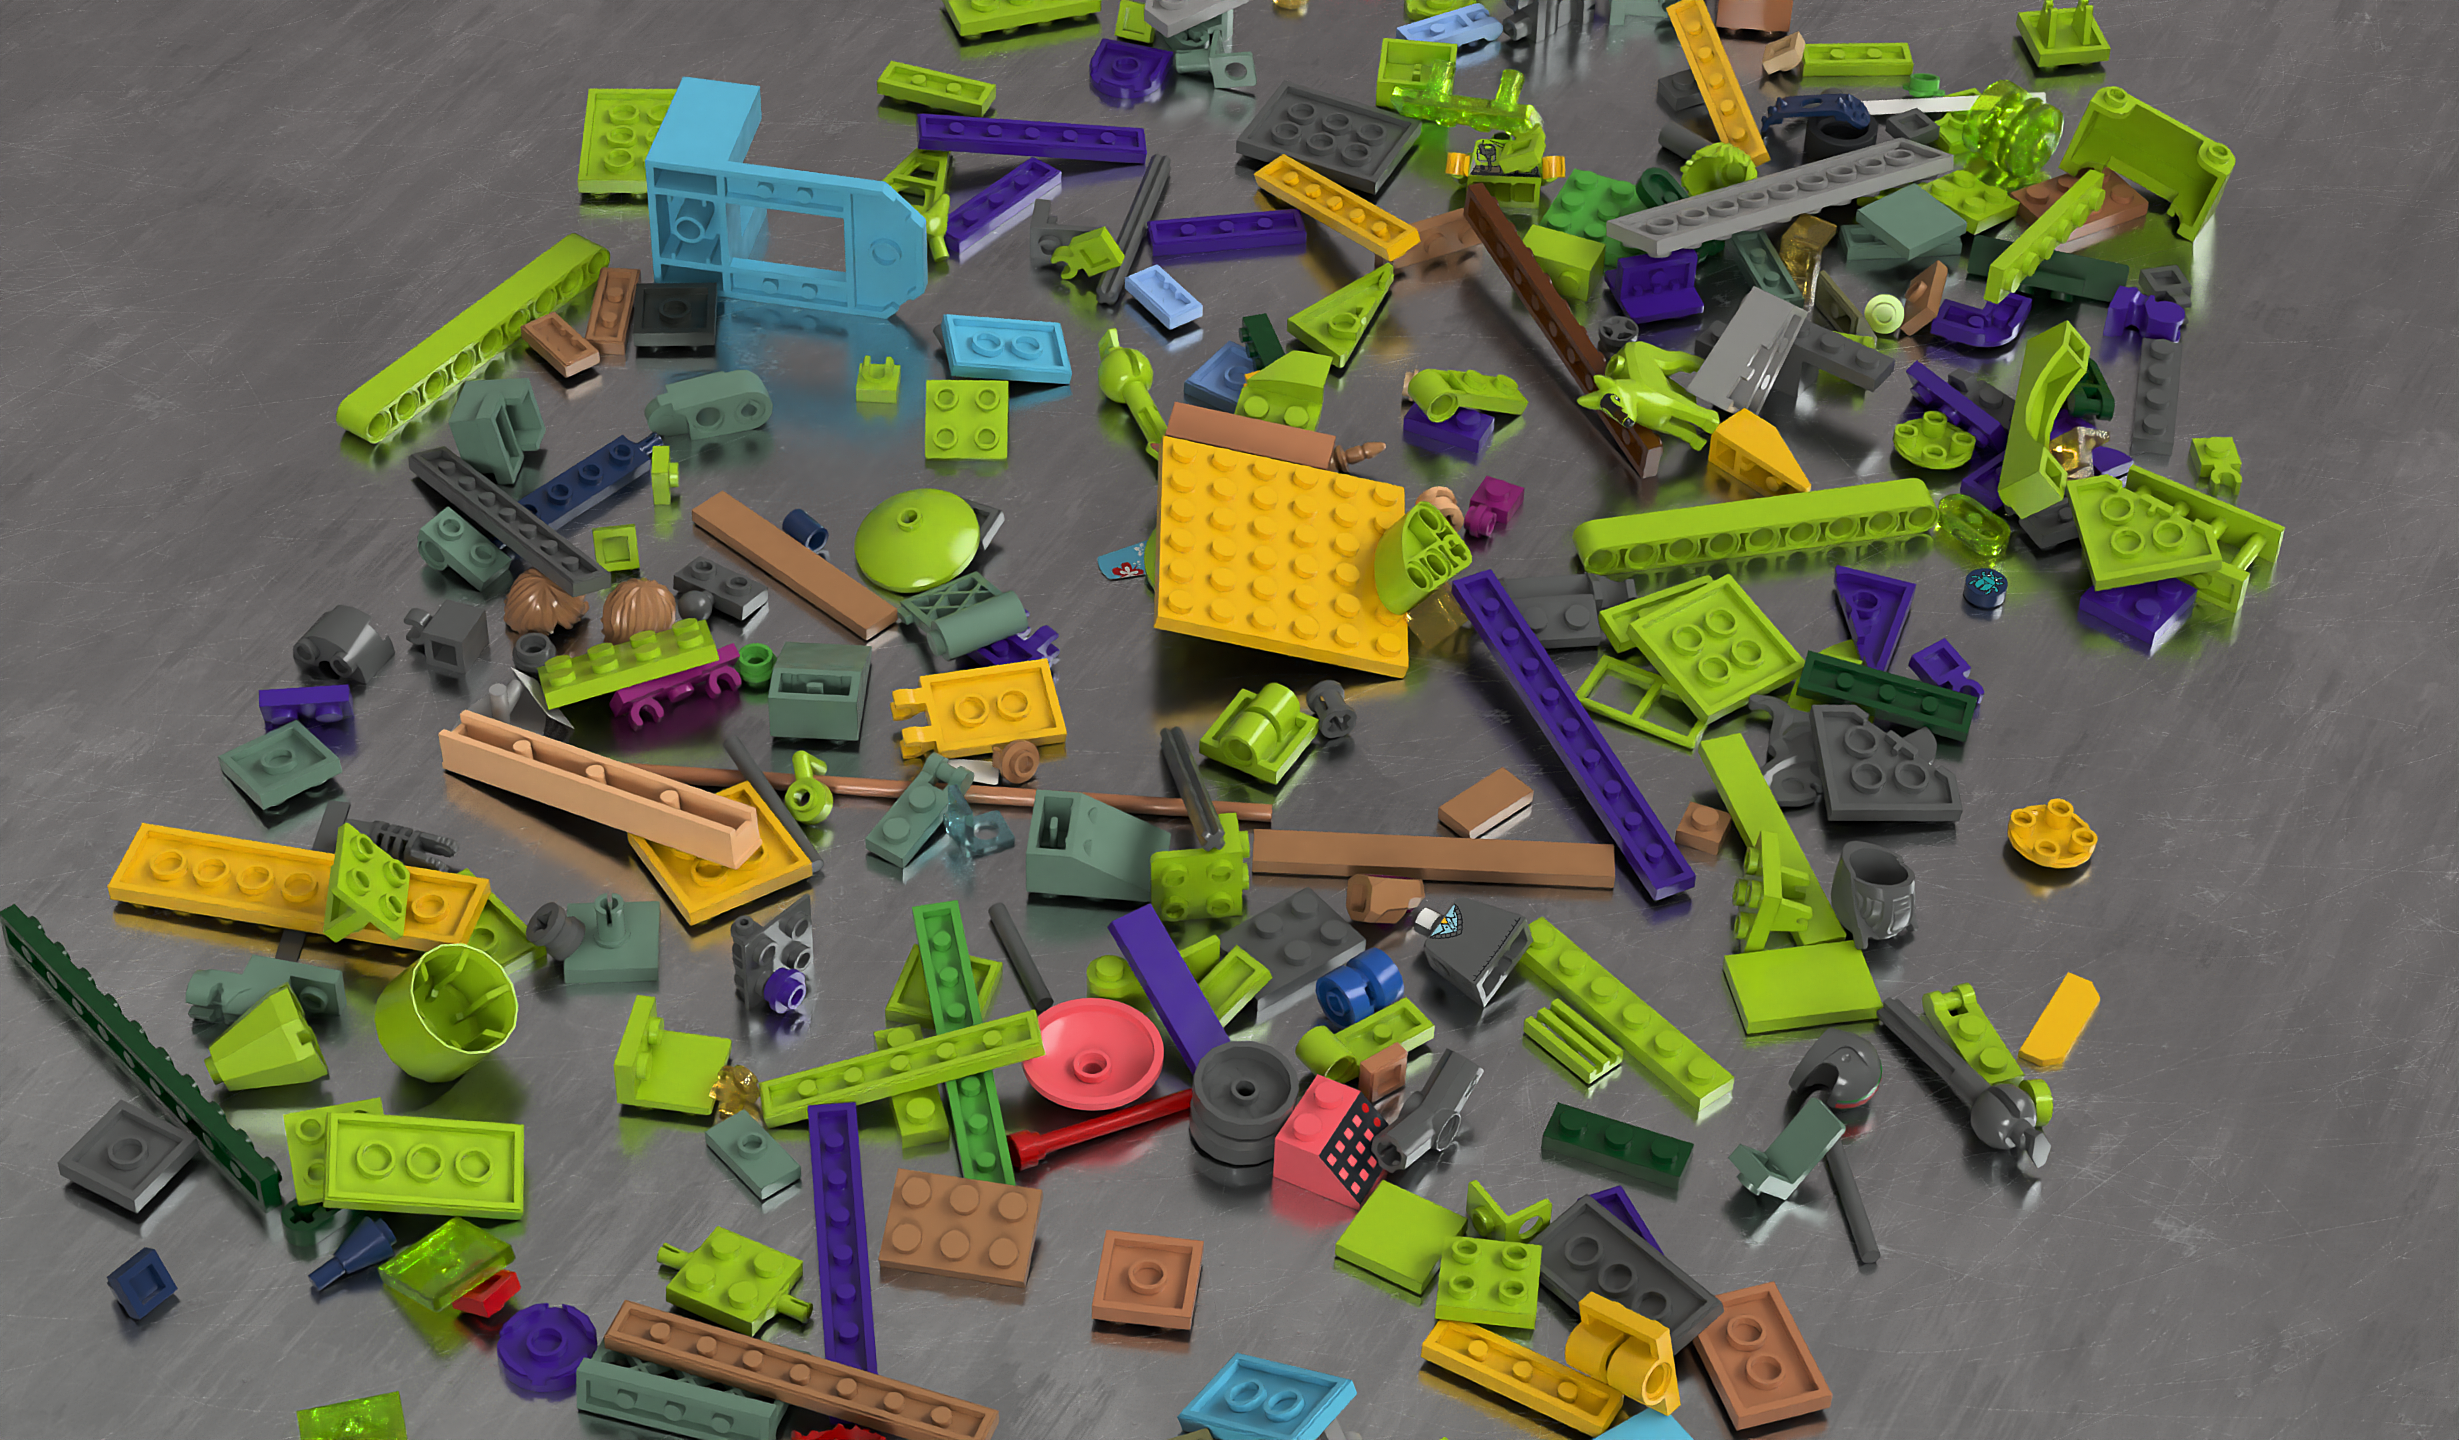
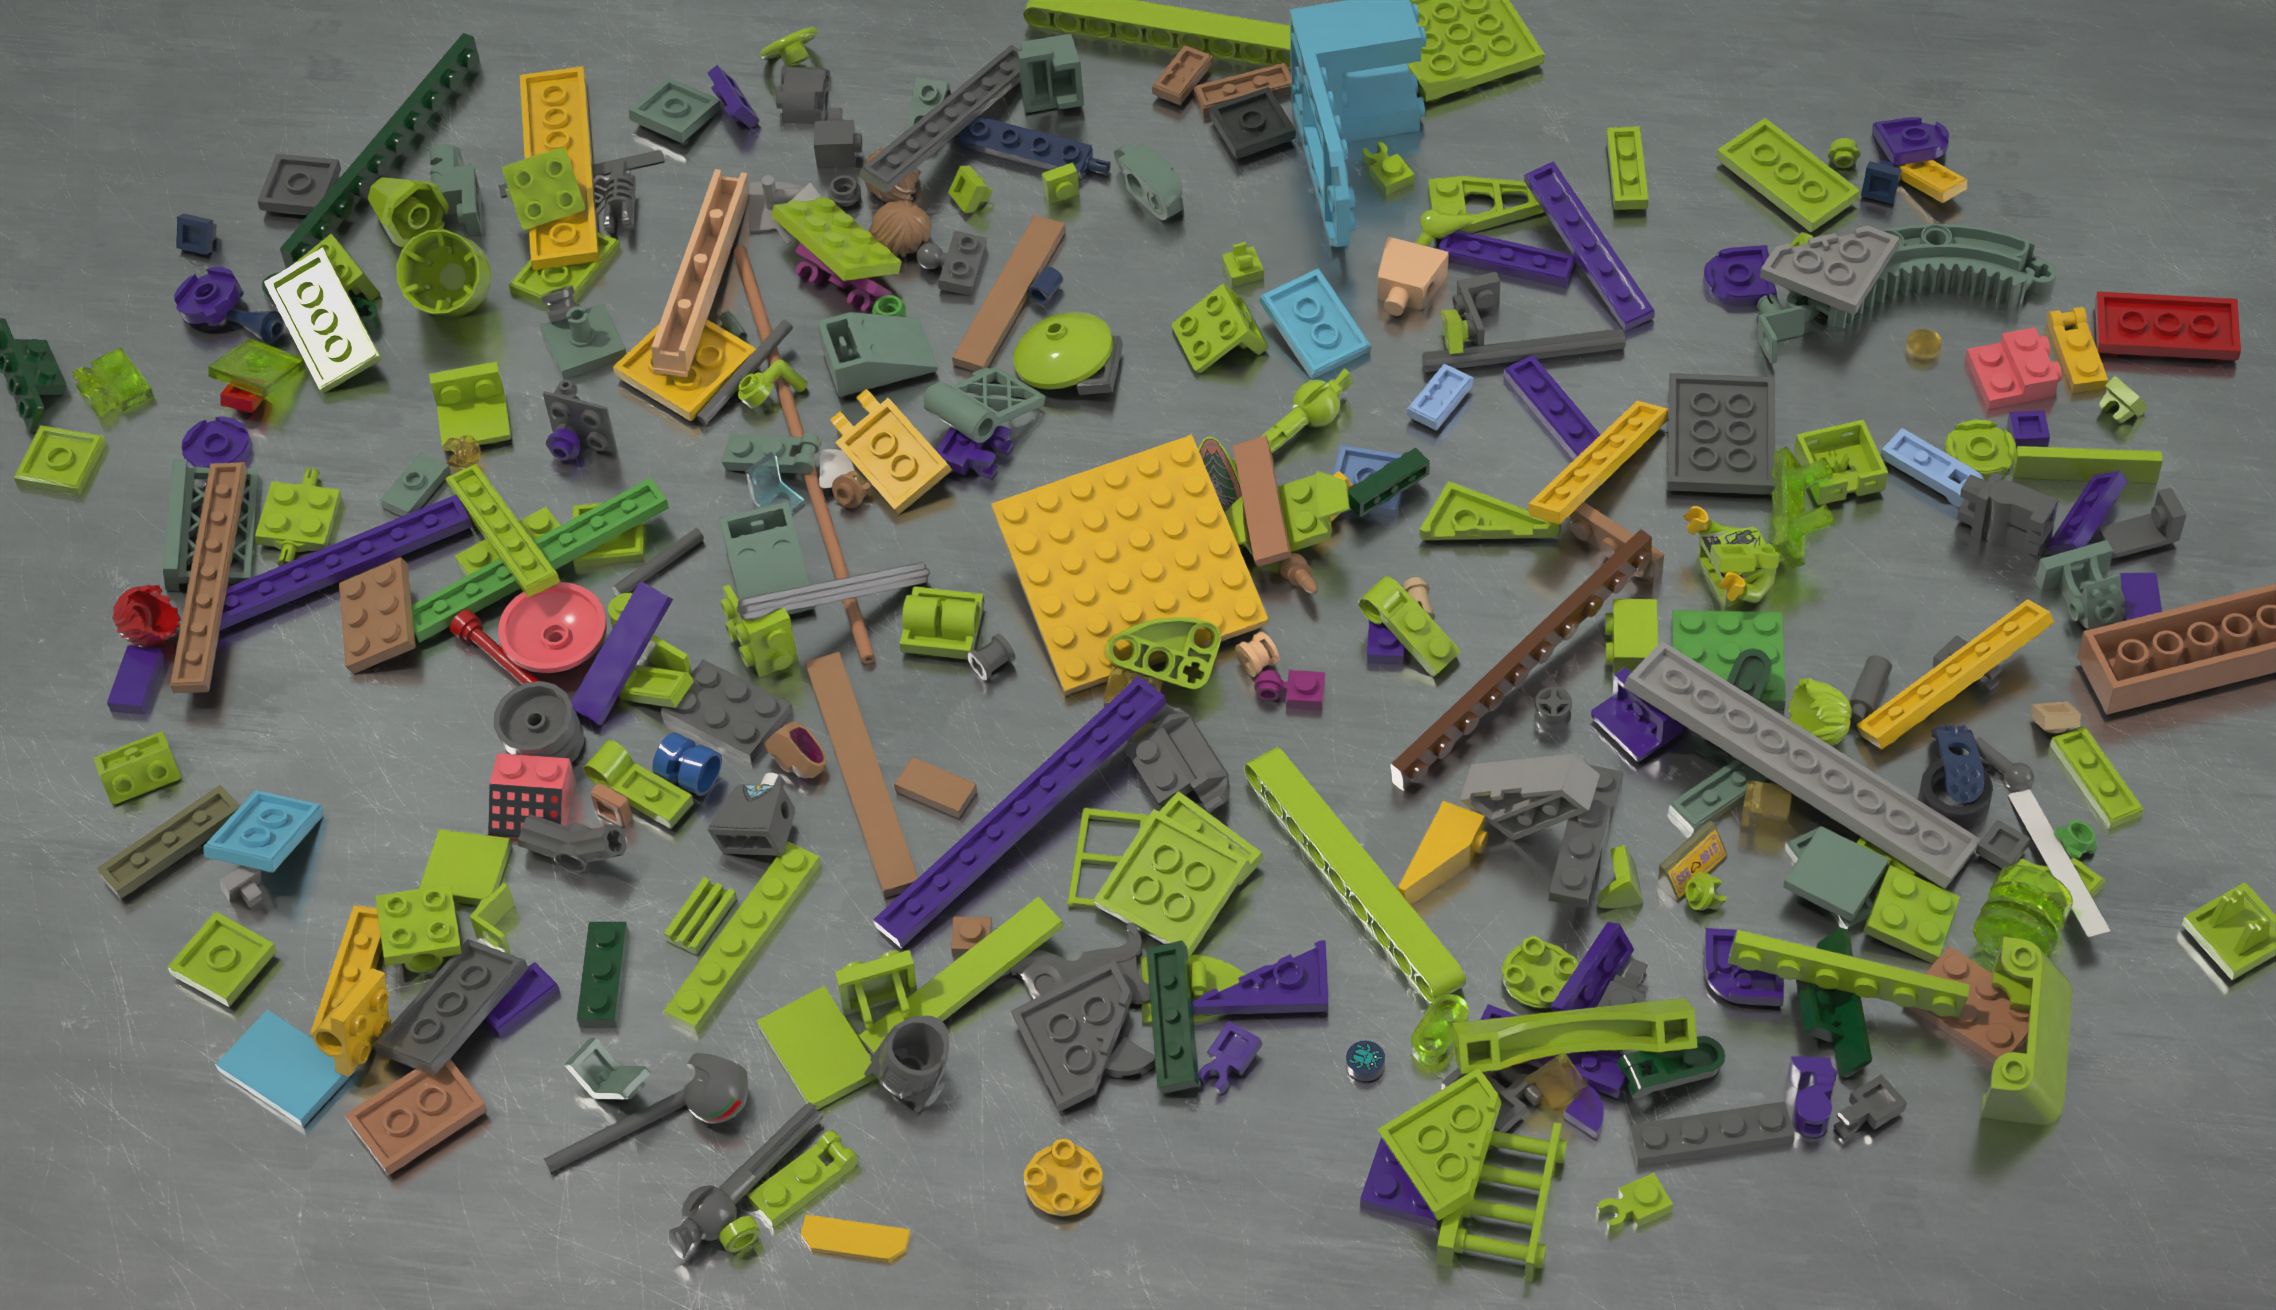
camera: 75 degrees right, 10 degrees up
(263, 630) = (790, 47): none -> lime piece
(289, 1310) = (208, 296): none -> dark purple plate
(813, 244) = (1387, 172): none -> lime plate
(982, 267) = (1410, 275): none -> light nougat torso
(1147, 1280) = (369, 733): nougat plate -> none
(1641, 392) = (1439, 731): lime animal -> none
(1924, 298) = (1740, 913): medium nougat plate -> none

